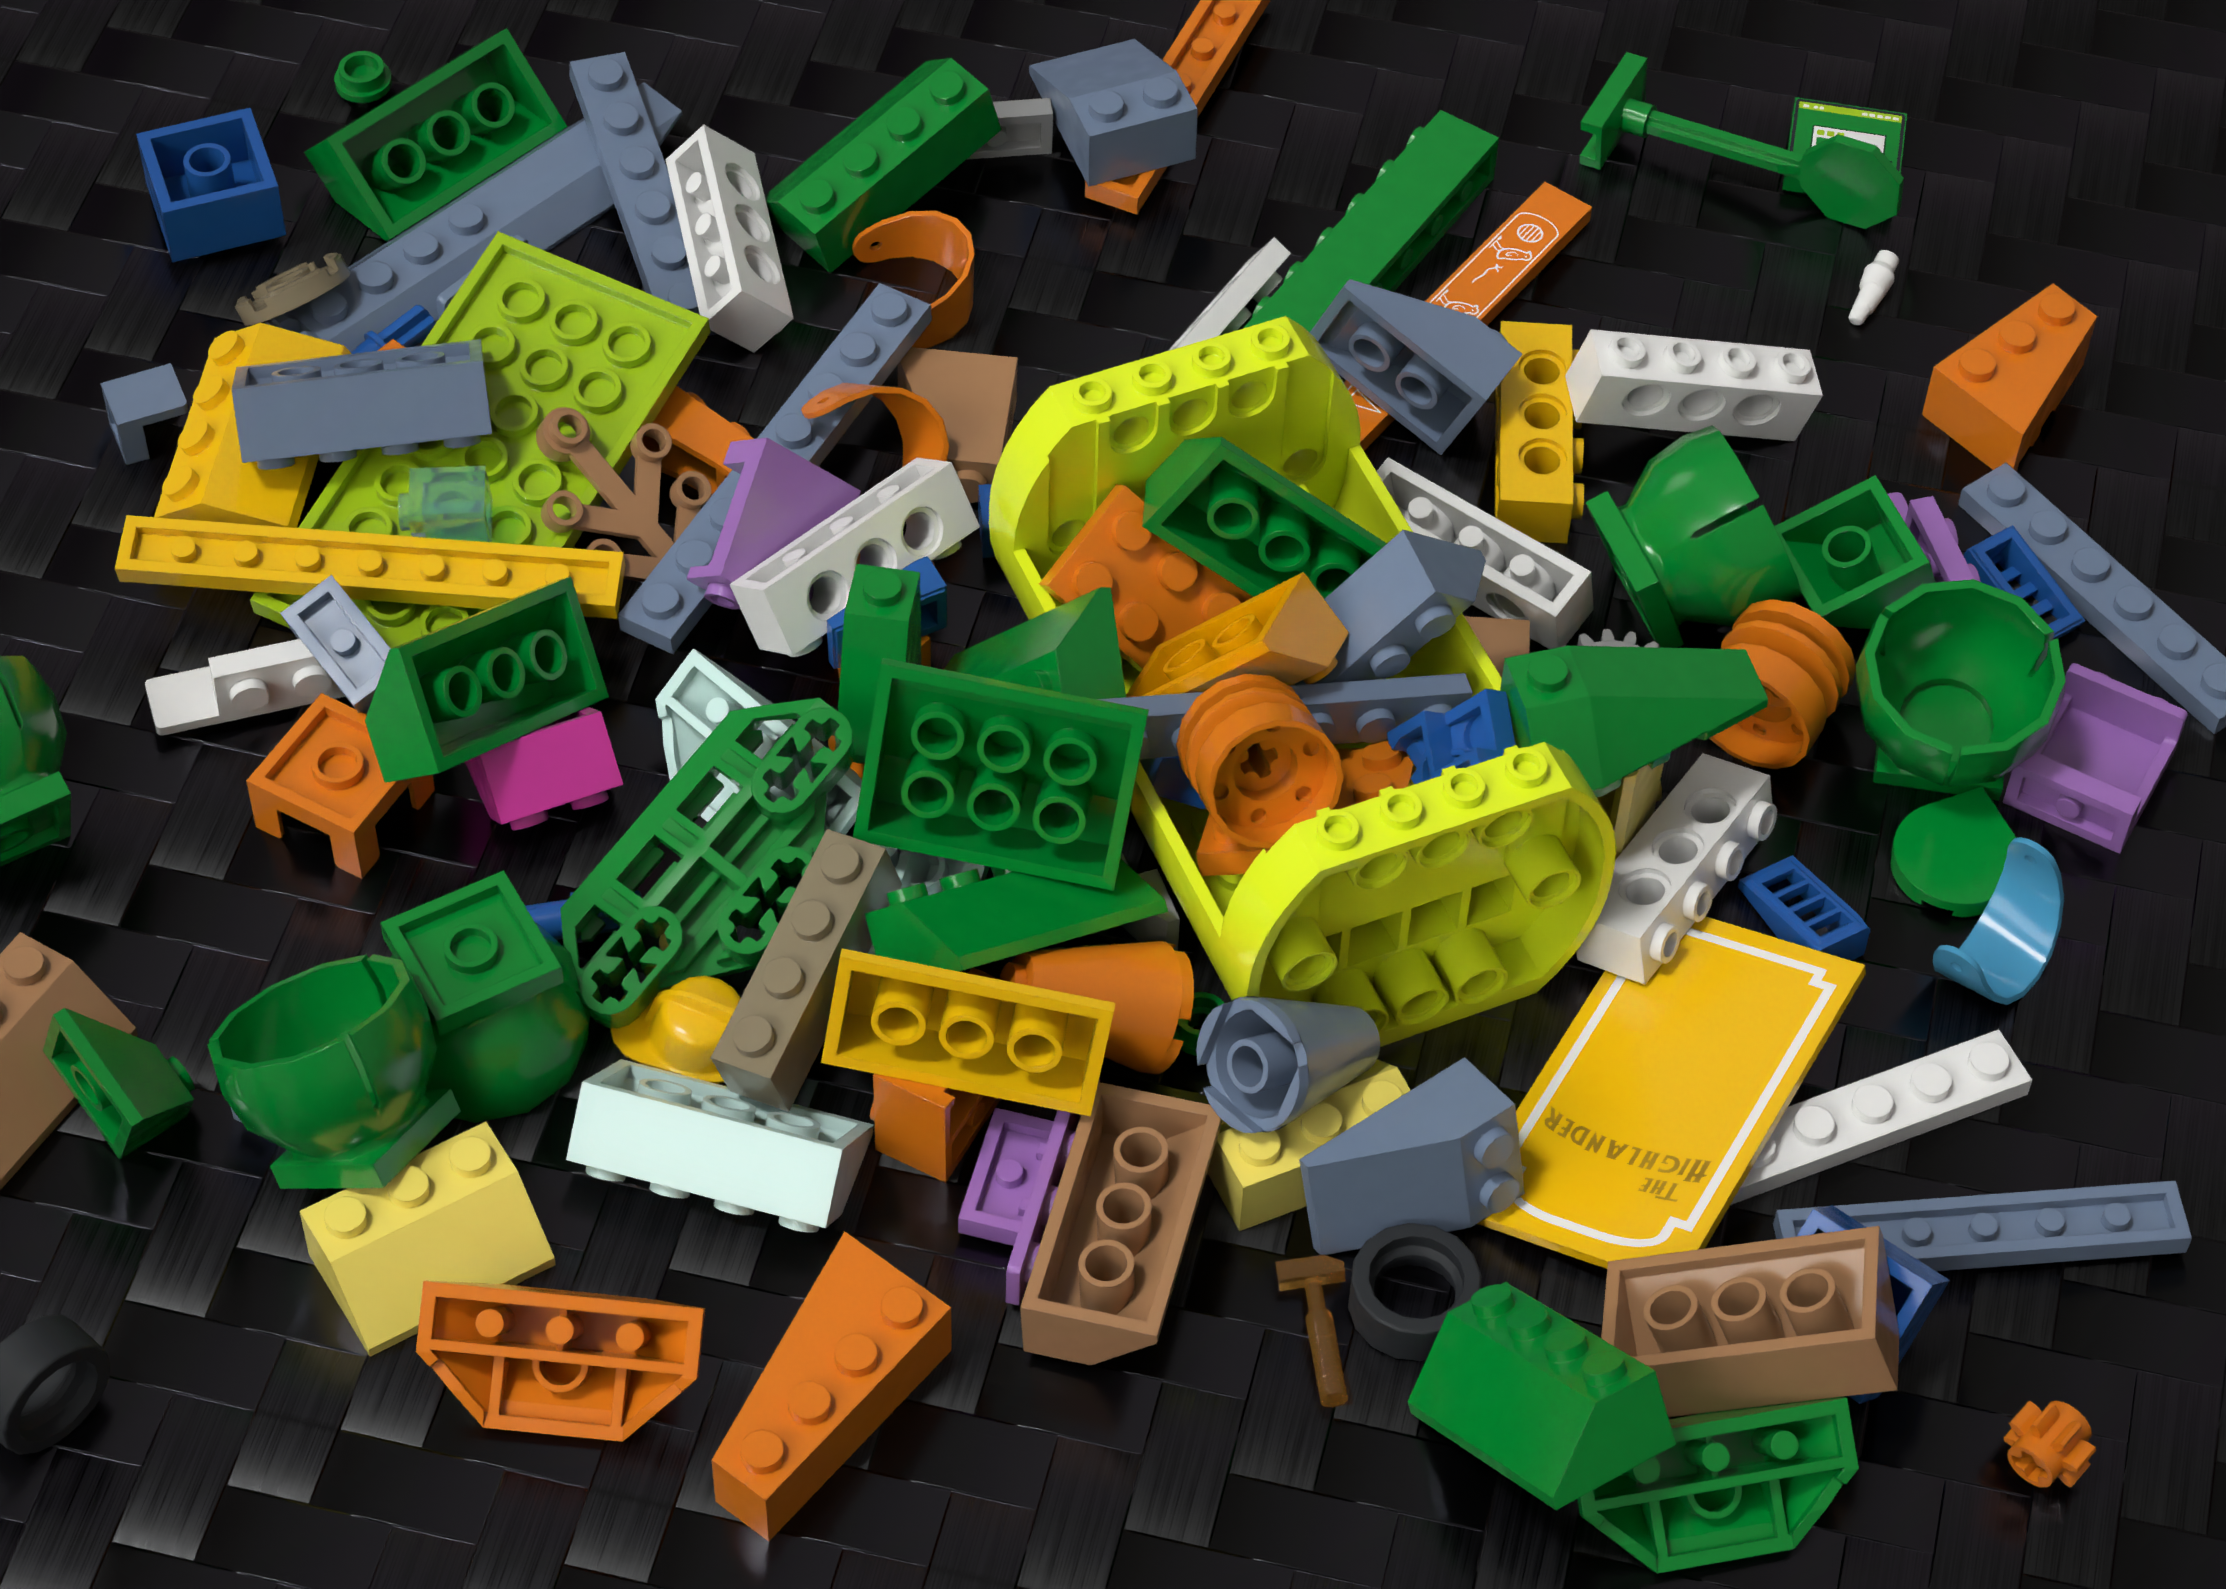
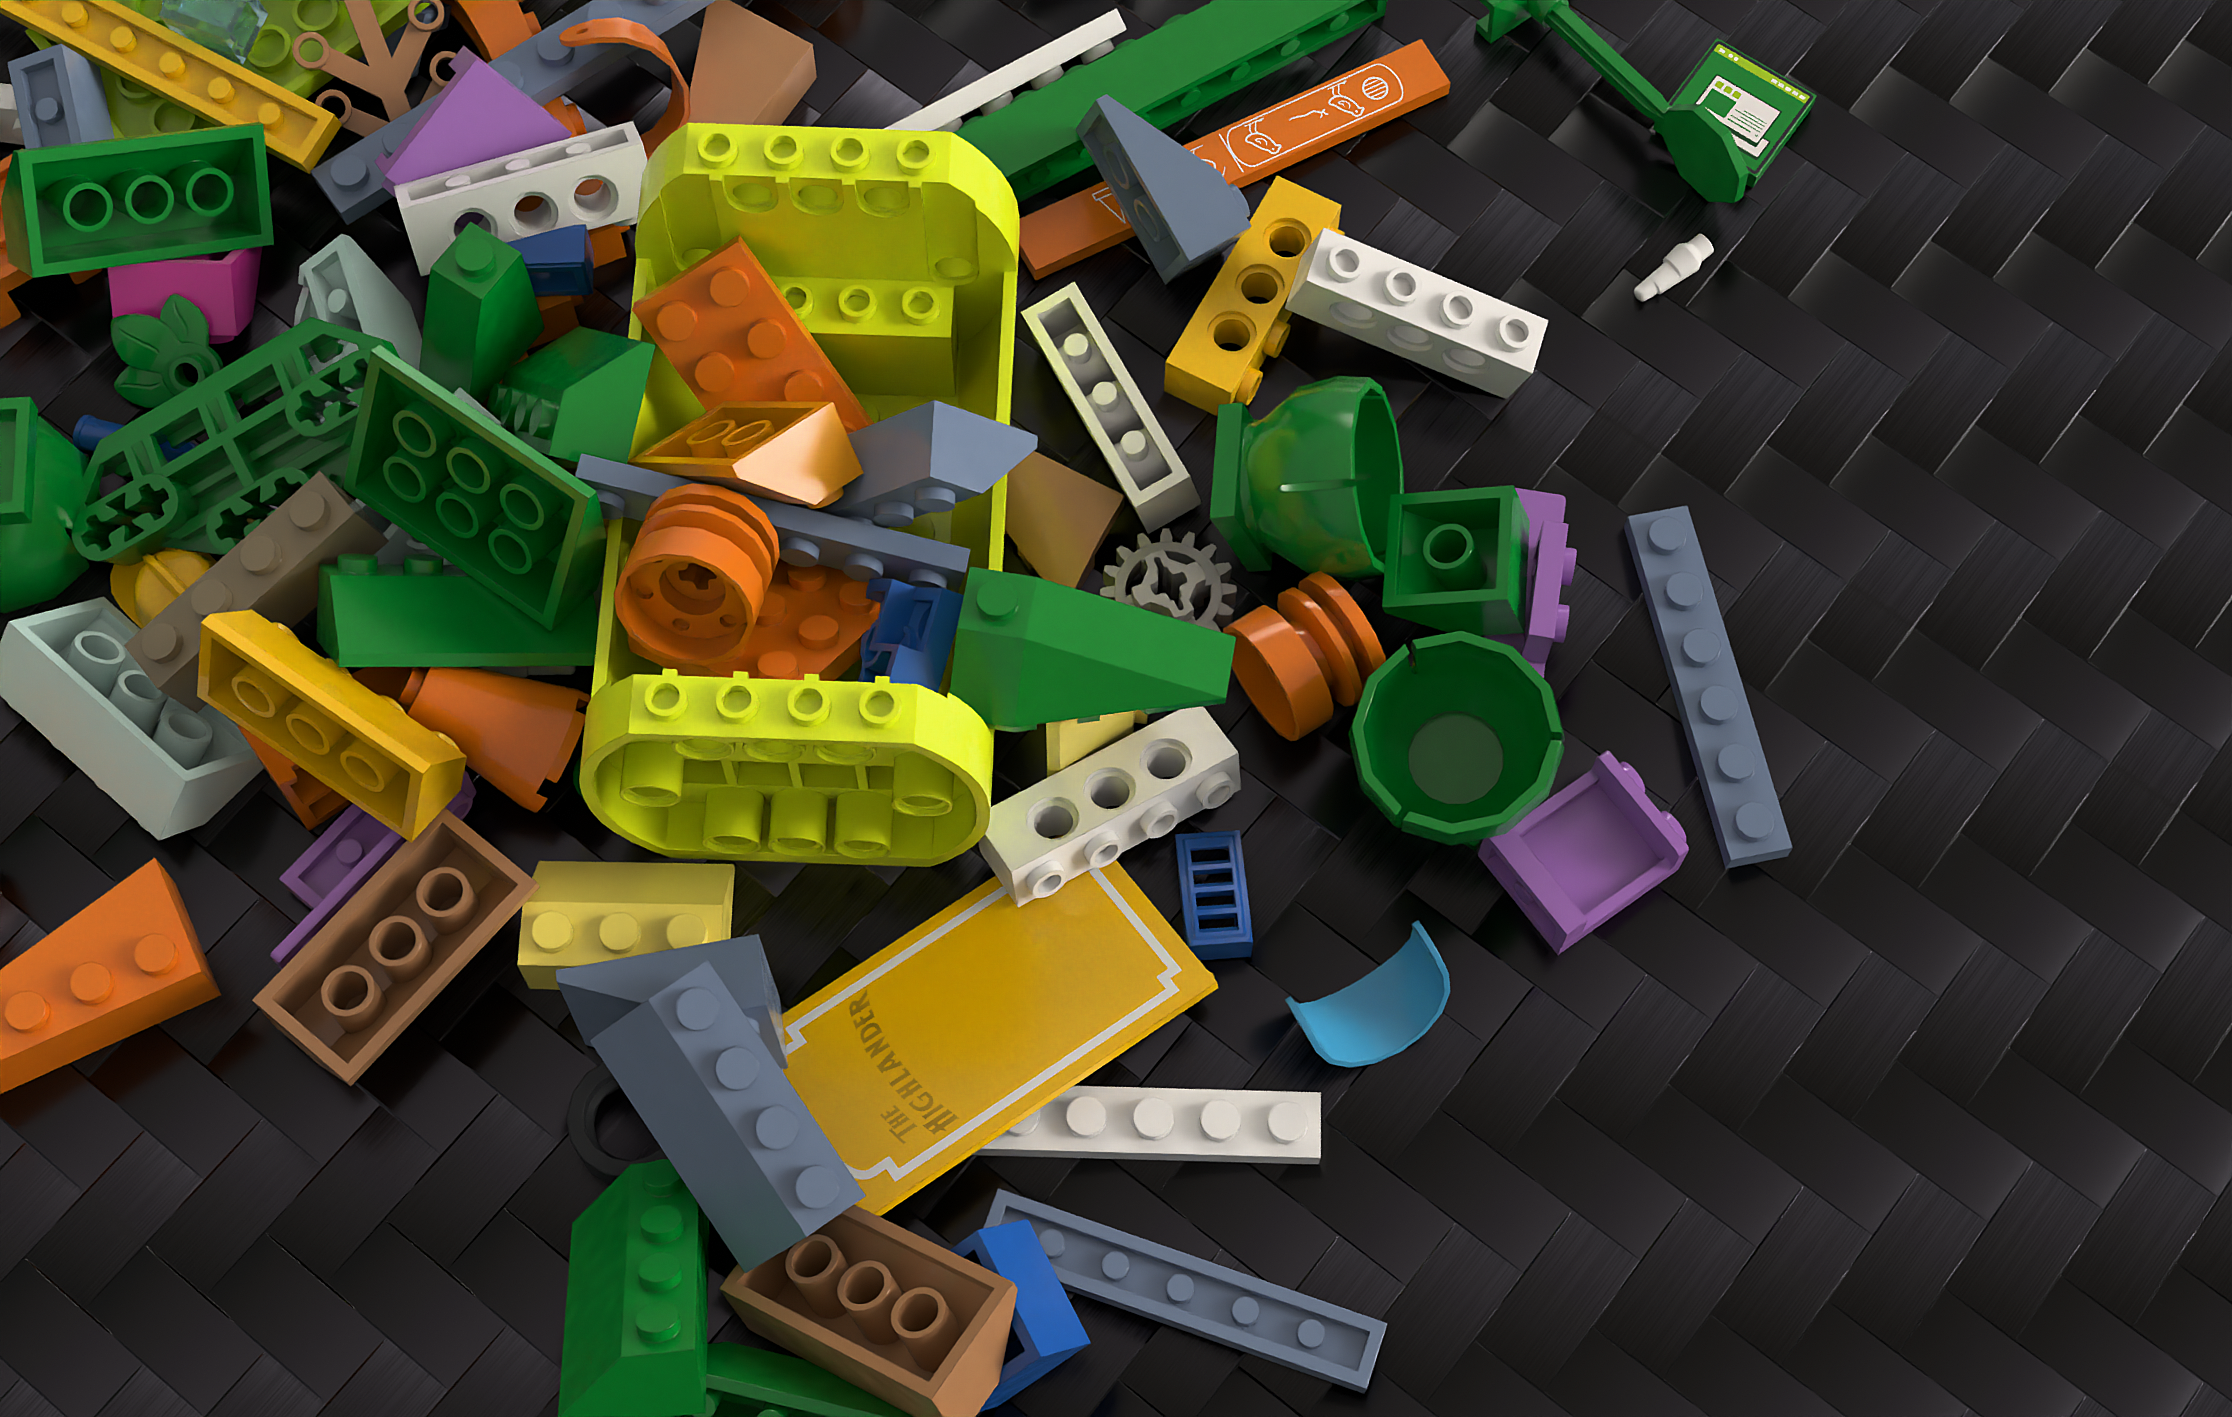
camera: 25 degrees right, 15 degrees up
(554, 826) = (159, 350): none -> green plate
(1250, 520) = (845, 330): green slope -> none
(1281, 1057) = (609, 863): sand blue cone -> none
(1312, 1274) = (539, 1113): clear orange piece -> none
(1543, 1201) = (727, 1117): none -> sand blue slope
(1952, 852) = (1387, 886): green tile -> none
(2011, 377) = (1744, 418): orange wedge -> none
(2022, 565) = (1636, 600): blue slope -> none

